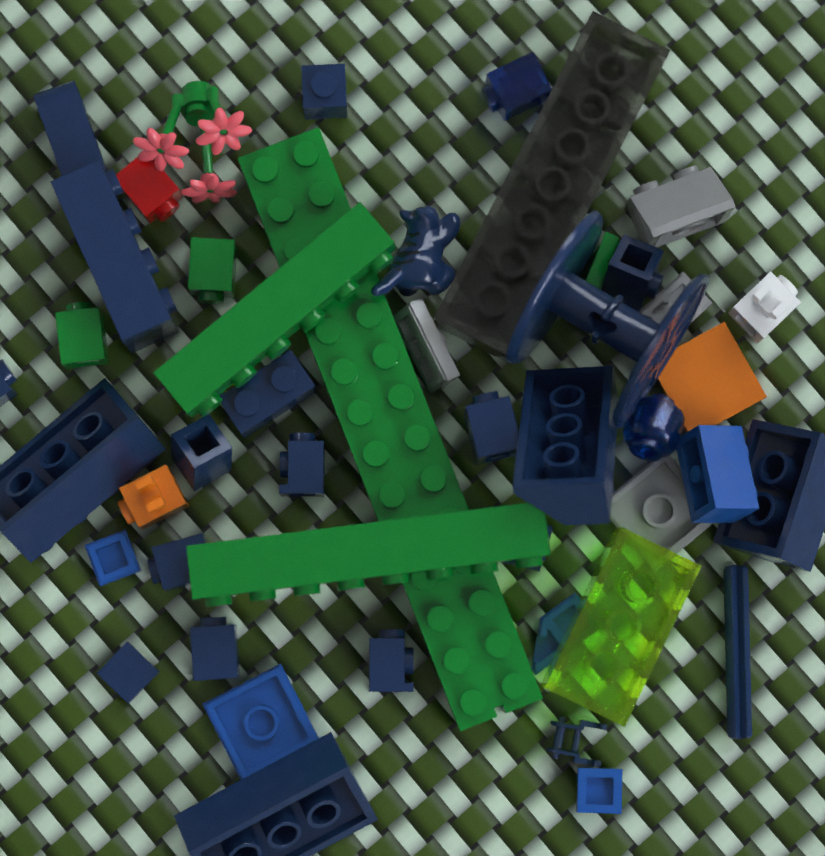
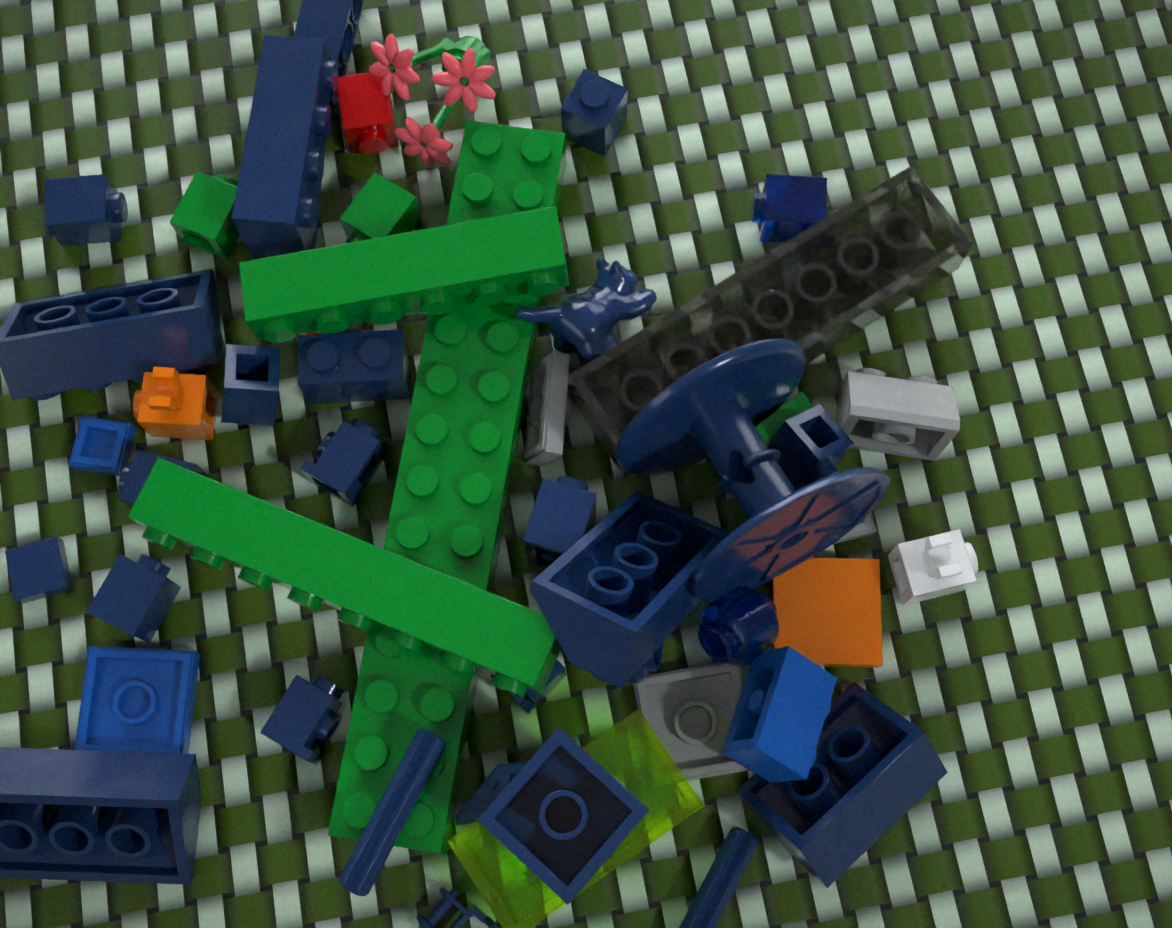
camera: 35 degrees right, 10 degrees down
(498, 689) = (392, 813): none -> dark blue axle
(616, 625) = (563, 815): none -> dark blue brick

